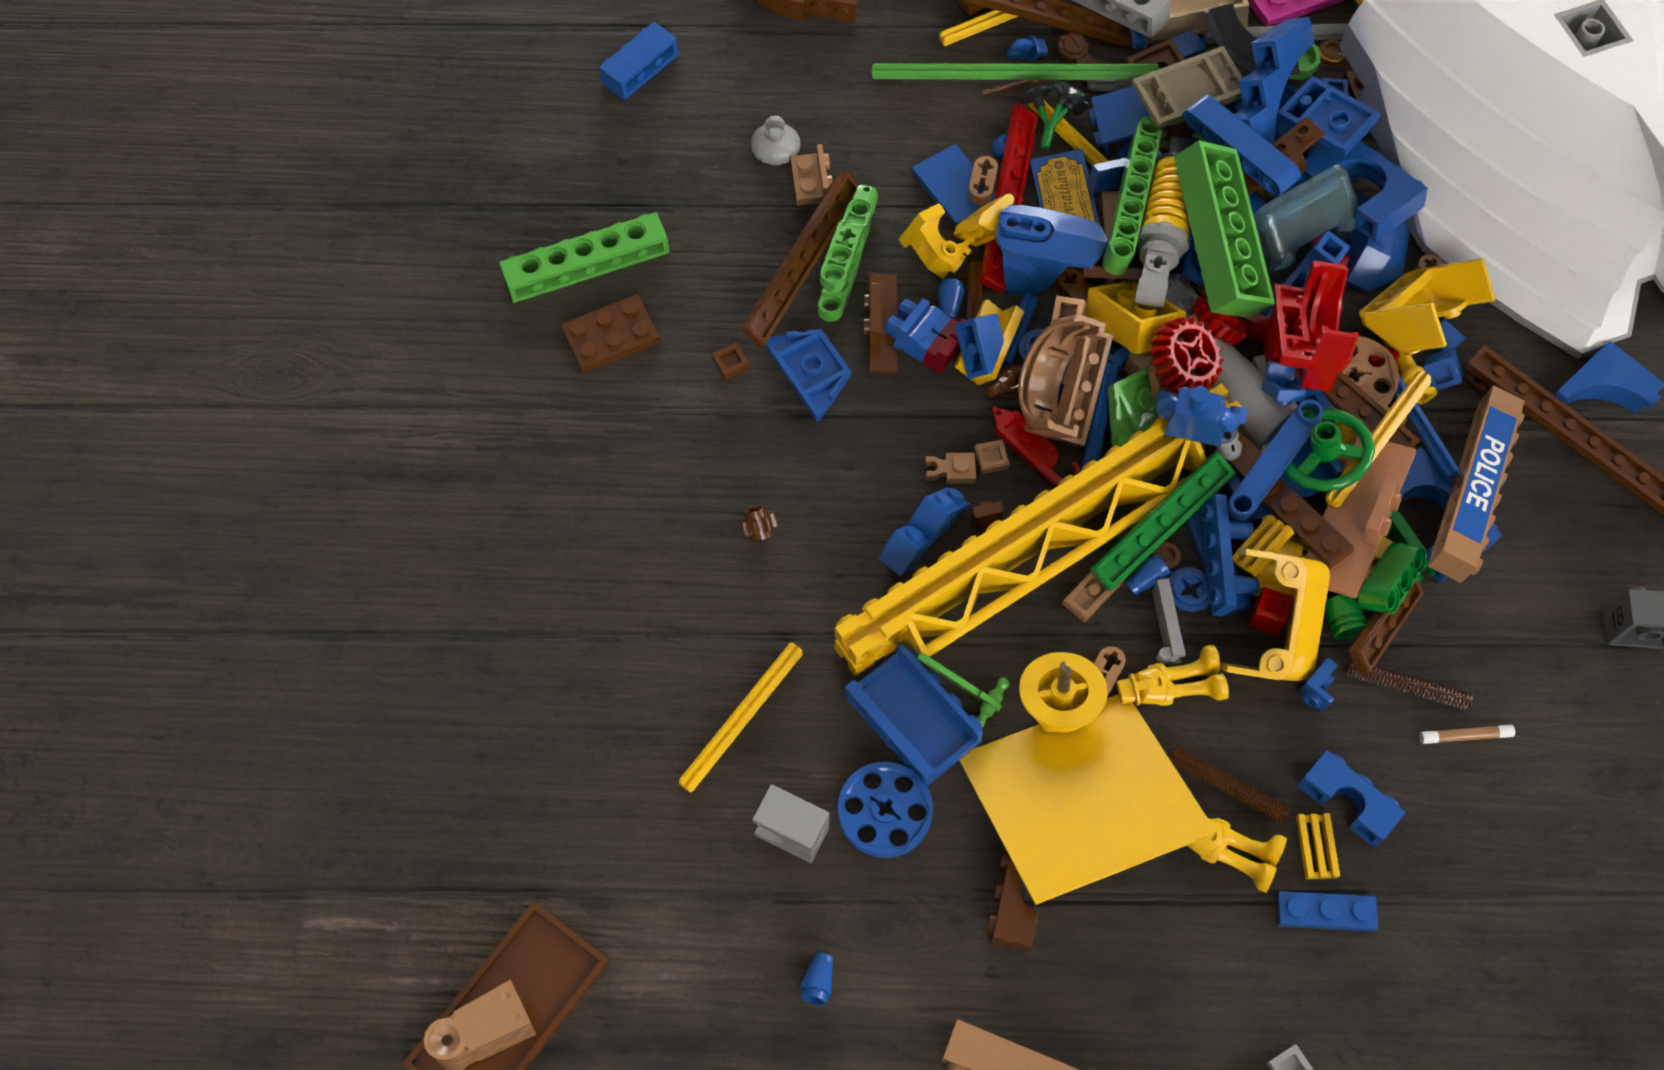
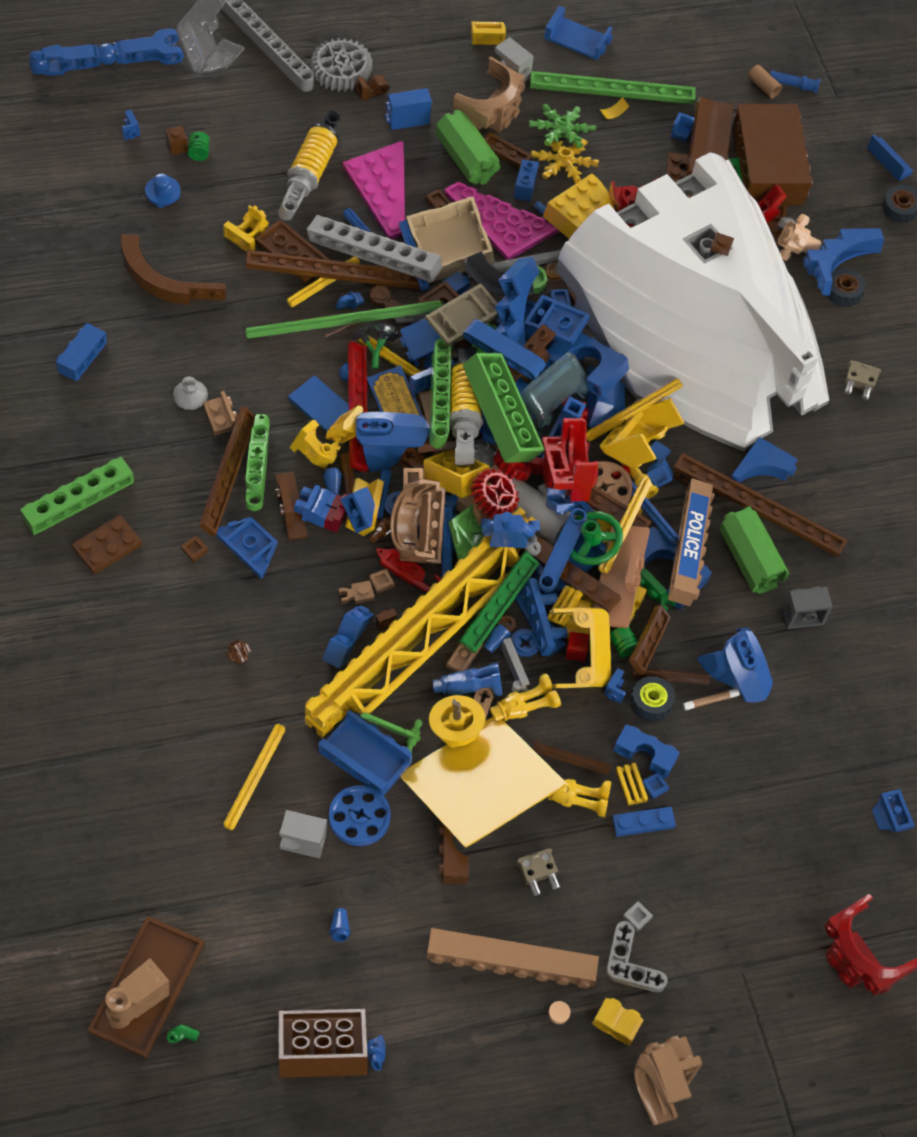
camera: 20 degrees left, 5 degrees down
(979, 179) = (334, 397): medium nougat beam -> none
(1094, 634) = (470, 681): none -> blue piece
(1144, 948) = (537, 865): none -> dark tan piece
(1355, 856) = (655, 785): none -> blue tile
(1386, 703) = (652, 709): none -> black wheel
(1392, 578) = (648, 611): green beam -> none
(1423, 266) = (633, 409): none -> yellow axle
(1526, 692) = (741, 666): none -> blue piece
(1575, 513) = (753, 550): none -> bright green brick
(1617, 30) = (722, 244): none -> reddish brown plate

